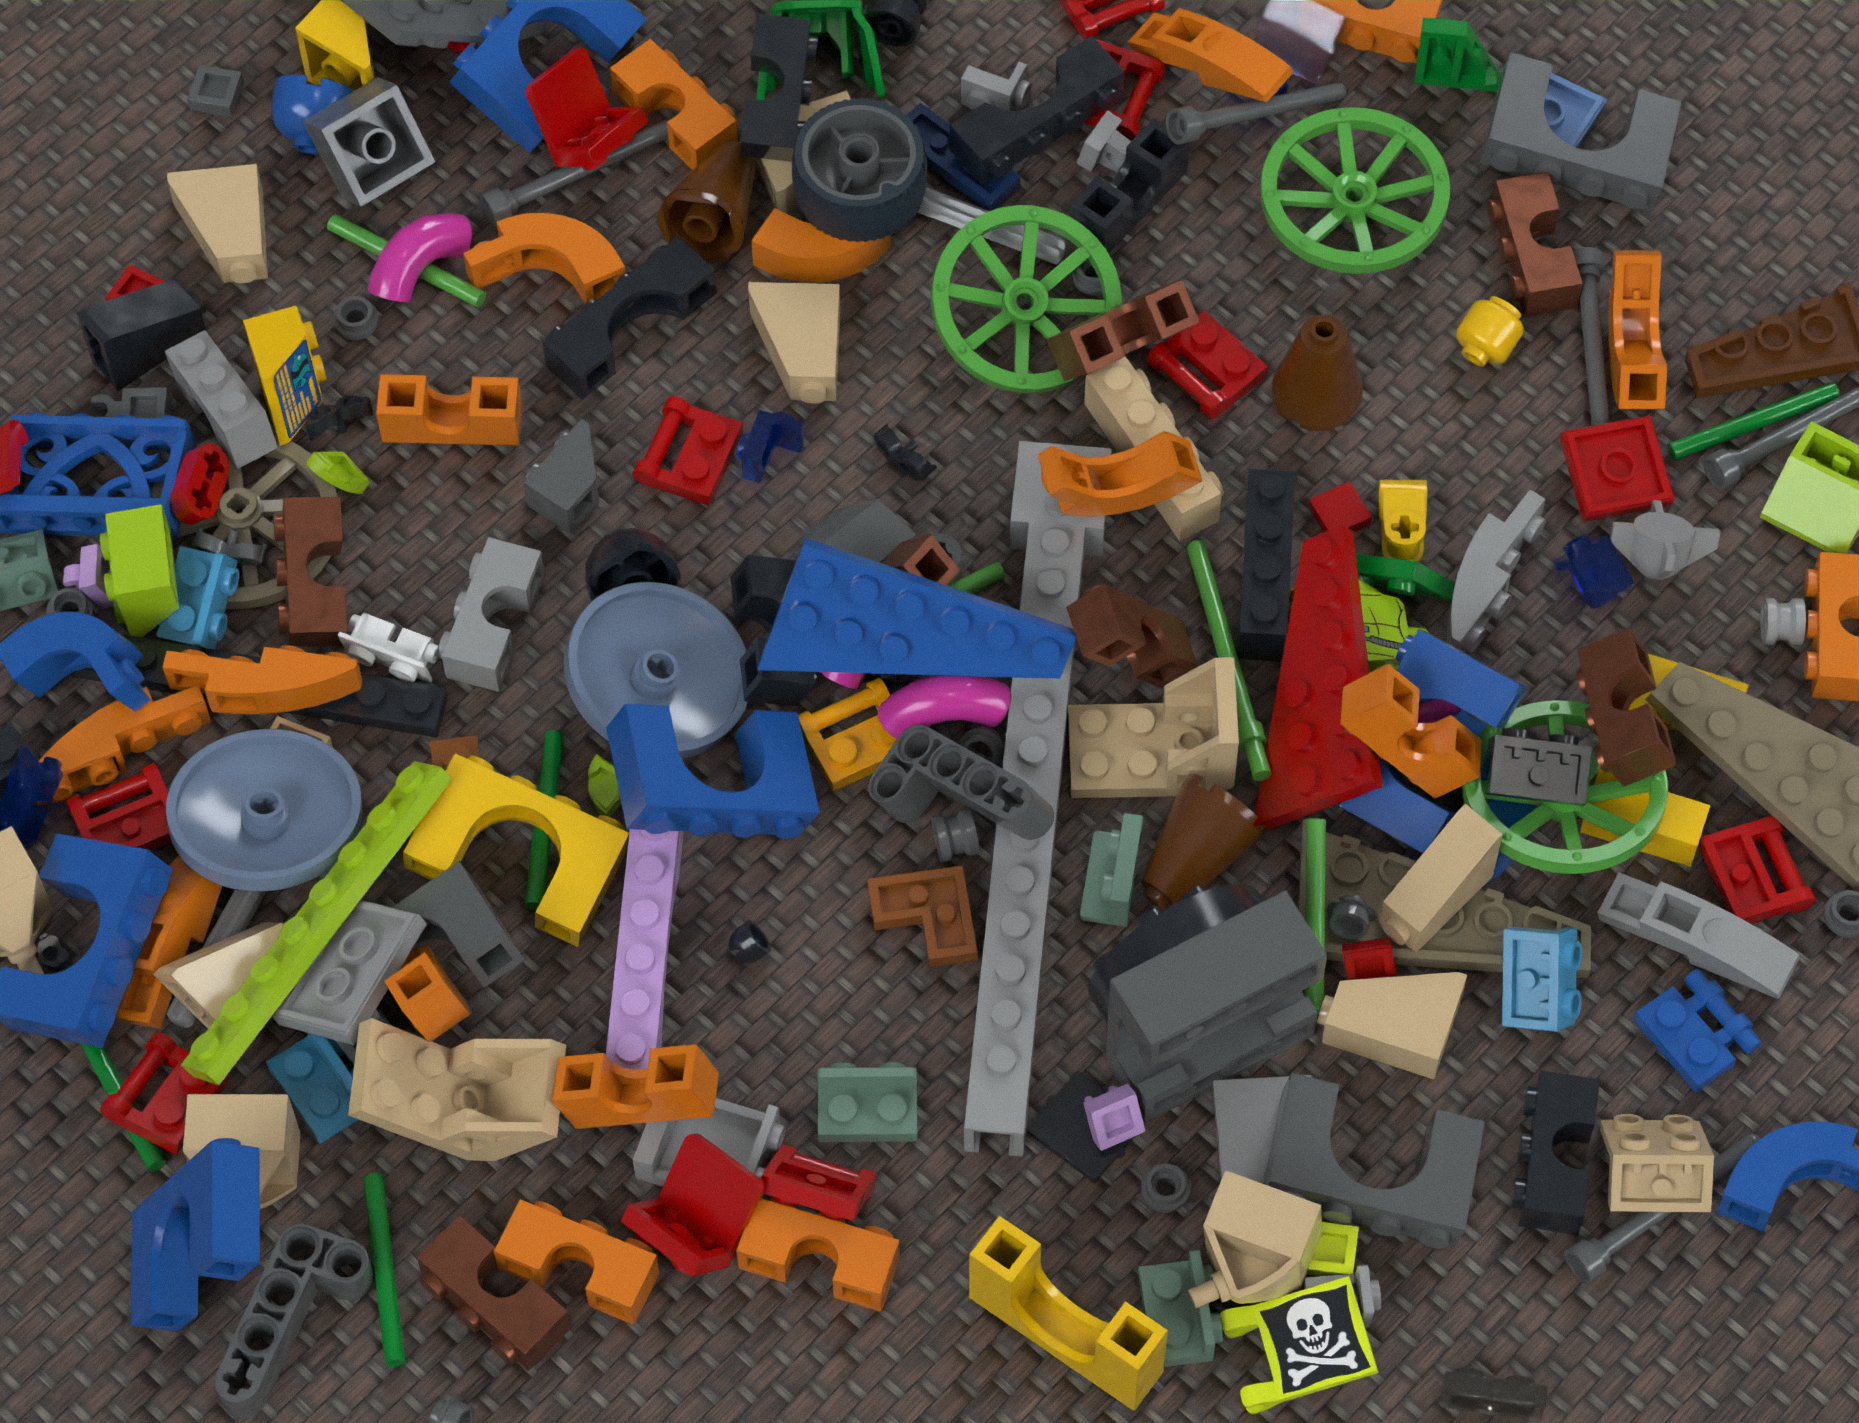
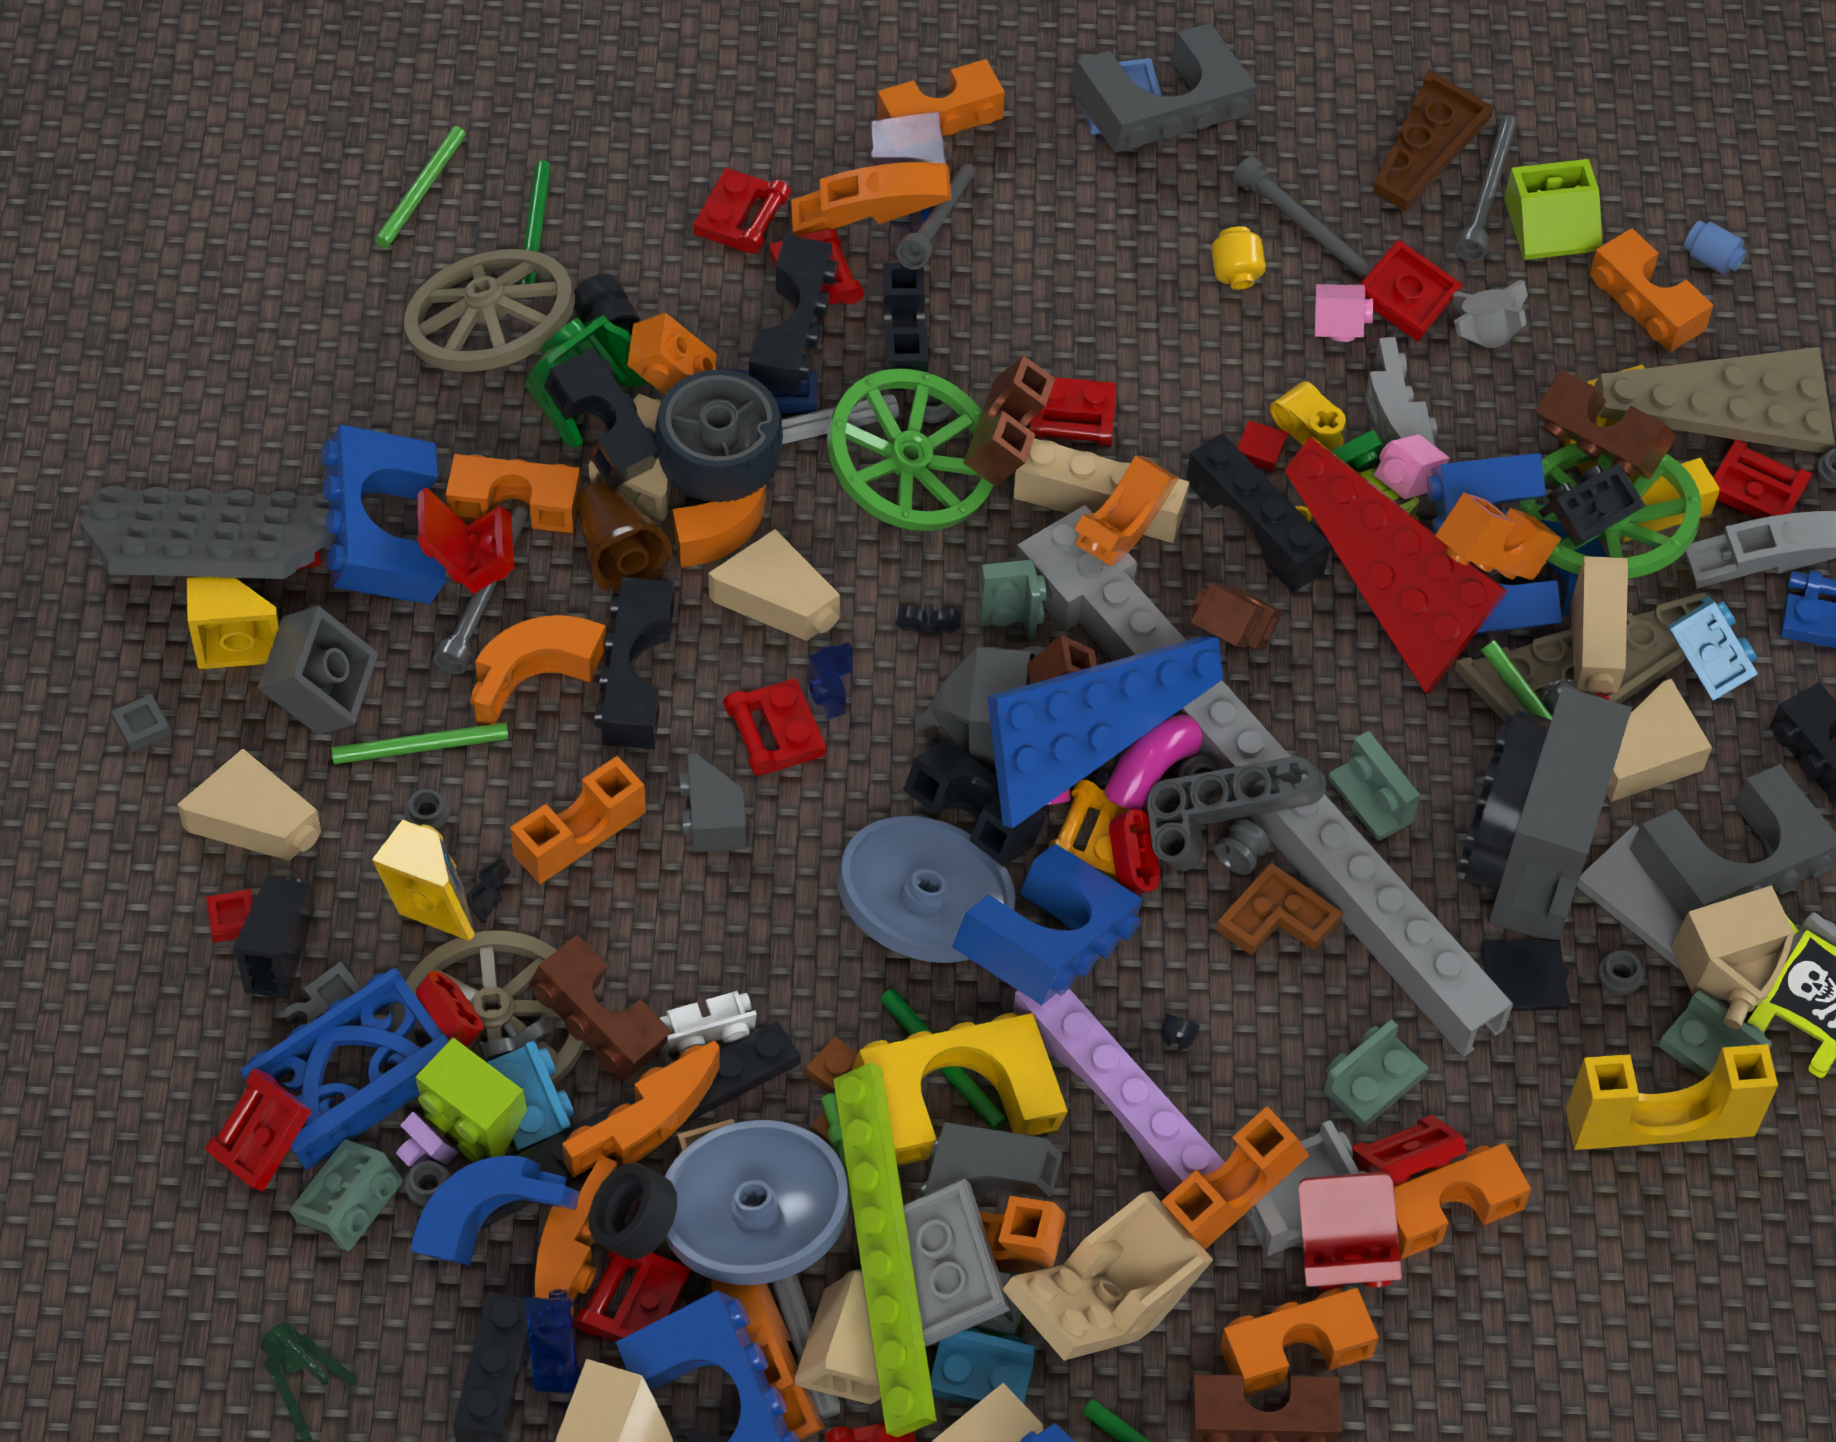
camera: 45 degrees left, 5 degrees down
(169, 745) = (651, 1221): none -> black tyre
(220, 393) = (428, 939): light grey arch -> none
(297, 101) = (232, 683): blue cylinder -> none
(339, 471) = (534, 927): lime tile -> none
(413, 249) = (429, 728): dark pink cylinder -> none
(500, 579) = (770, 974): light grey arch -> none
(603, 786) = (962, 1001): lime tile -> none
(629, 558) = (825, 830): black cylinder -> none
(848, 765) = (1134, 851): none -> red beam
(888, 71) = (667, 352): none -> orange brick
(973, 482) = (1012, 594): none -> sand green bracket
(1006, 94) = (736, 329): light grey bracket -> none
(1104, 145) = (852, 310): light grey tile -> none
(1114, 1116) = (1546, 949): lavender tile -> none
(1157, 745) = (1327, 668): tan bracket -> none
(1197, 841) = (1411, 721): reddish brown cone -> none
(1250, 732) = (1365, 630): bright green bar -> none
(1318, 376) = (1161, 362): reddish brown cone -> none
(1357, 186) = (1056, 228): bright green wheel -> none
(1430, 611) = (1408, 464): none -> bright pink brick
(1453, 57) = (1029, 94): green wing -> none
(1526, 442) = (1342, 311): none -> bright pink brick
(1541, 276) = (1229, 199): copper arch -> none
(1595, 568) = (1462, 362): clear blue bracket -> none
(1633, 331) = (1326, 193): orange arch -> none
(1753, 421) = (1456, 201): green bar -> none
(1783, 621) = (1611, 313): light grey wheel -> none

